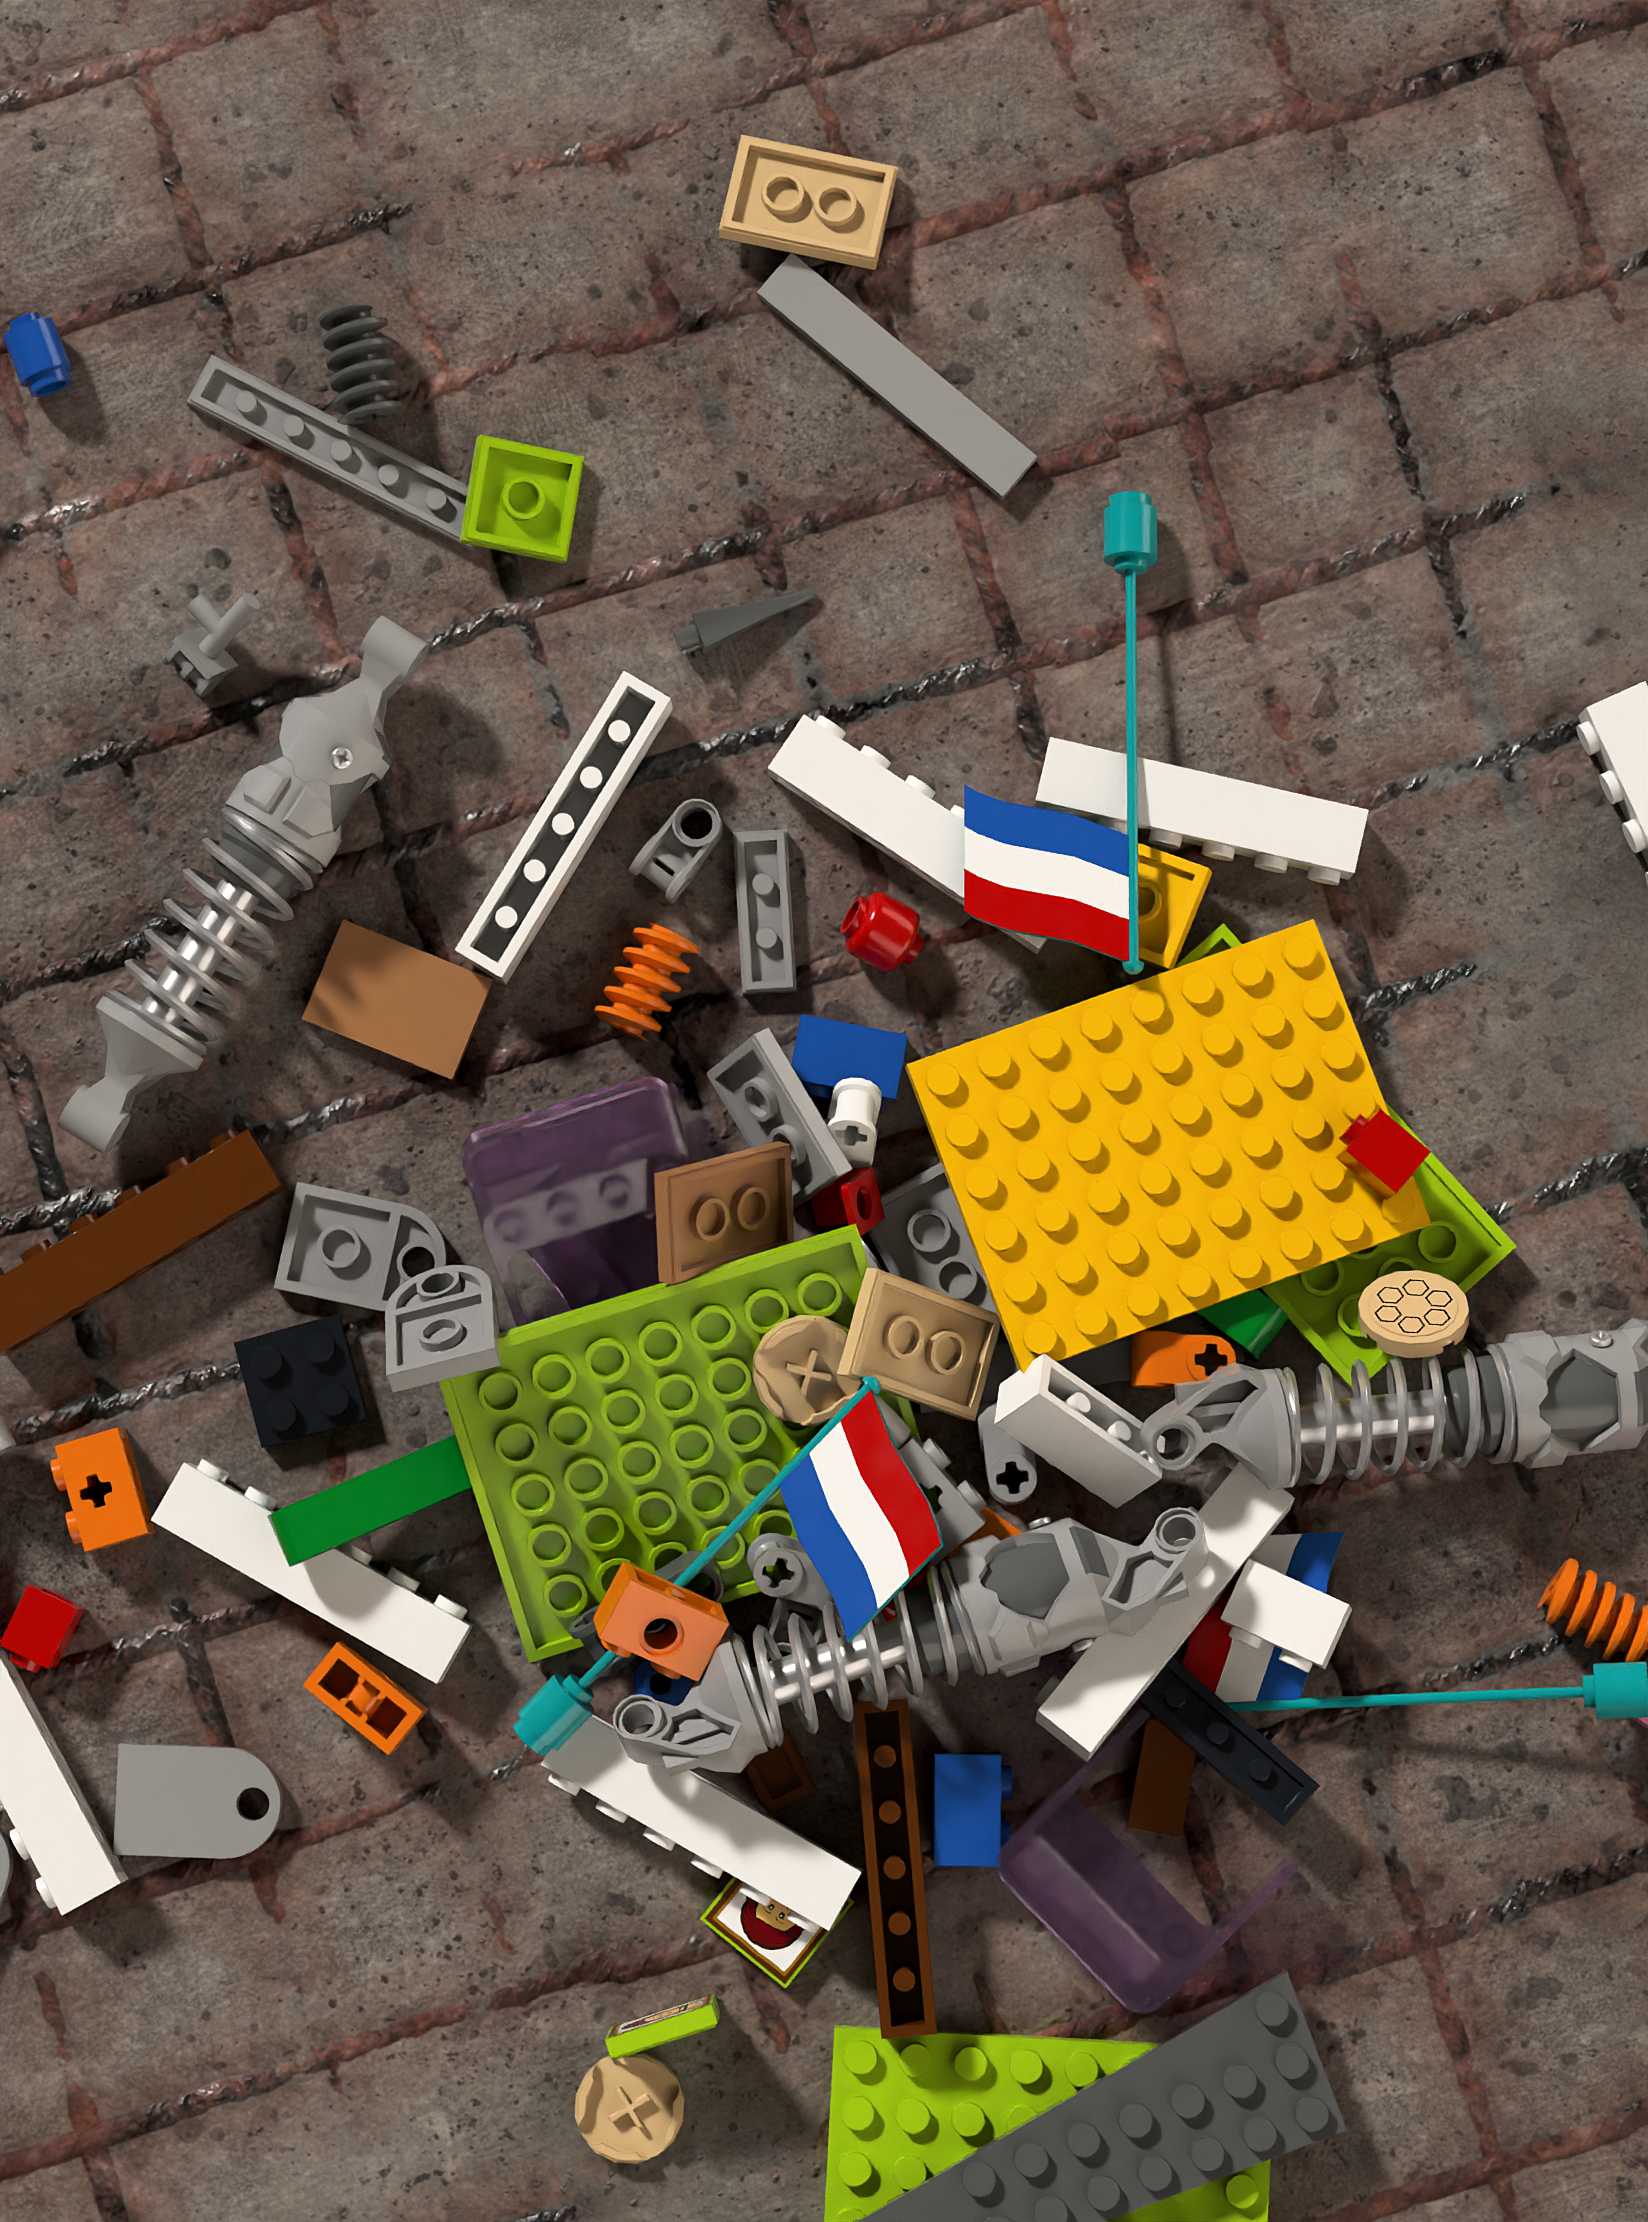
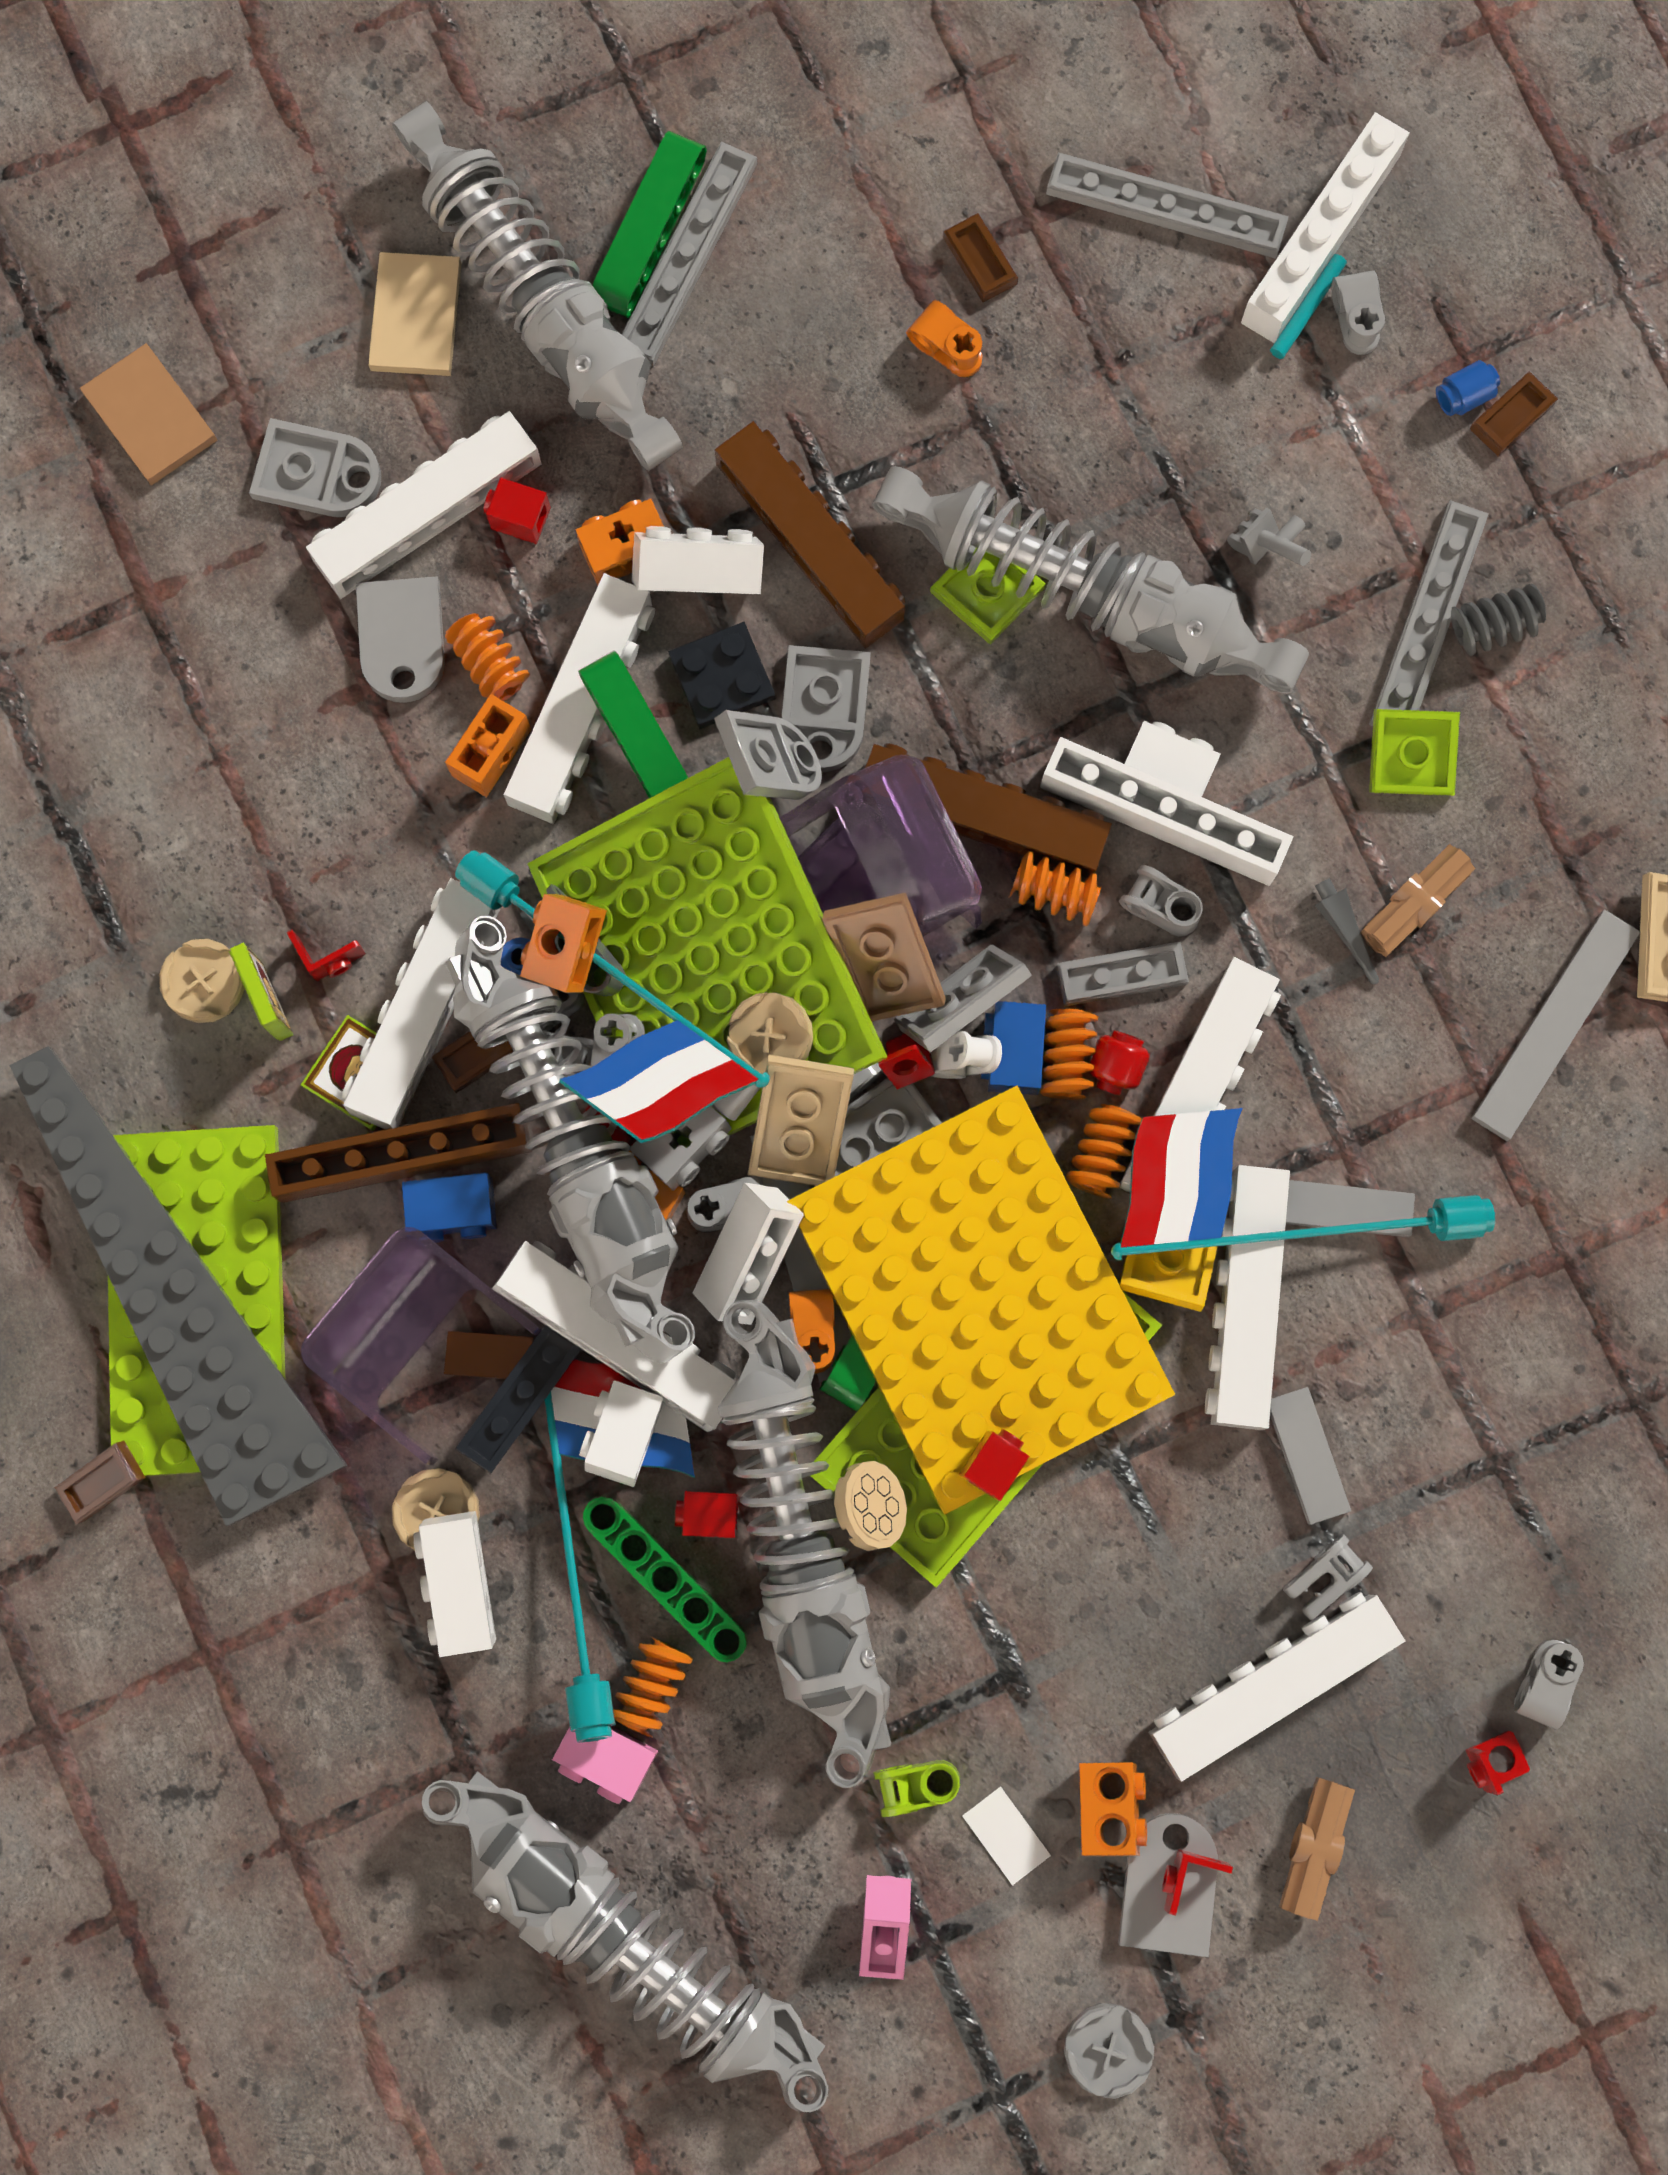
camera: 80 degrees right, 5 degrees down
(77, 300) = (1513, 413): none -> reddish brown tile
(152, 1394) = (697, 561): none -> white brick
(242, 1686) = (485, 658): none -> orange piece
(245, 1033) = (981, 605): none -> lime tile
(398, 1000) = (1017, 710): medium nougat tile -> none
(496, 811) = (1172, 757): none -> white brick
(538, 1034) = (1012, 819): none -> reddish brown brick
(634, 1932) = (332, 964): none -> red bracket
(717, 524) = (1417, 900): none -> medium nougat piece
(863, 993) = (1067, 1053): none -> orange piece
(993, 965) = (1103, 1150): none -> orange piece
(1098, 671) = (1337, 1205): none -> light grey tile
(1352, 1864) = (430, 1495): none -> tan tile
(1395, 1519) = (708, 1514): none -> red brick
(1403, 765) = (1308, 1456): none -> light grey tile
(1448, 1846) = (455, 1584): none -> white brick
(1495, 1574) = (645, 1569): none -> green beam
(1537, 762) = (1341, 1579): none -> light grey piece

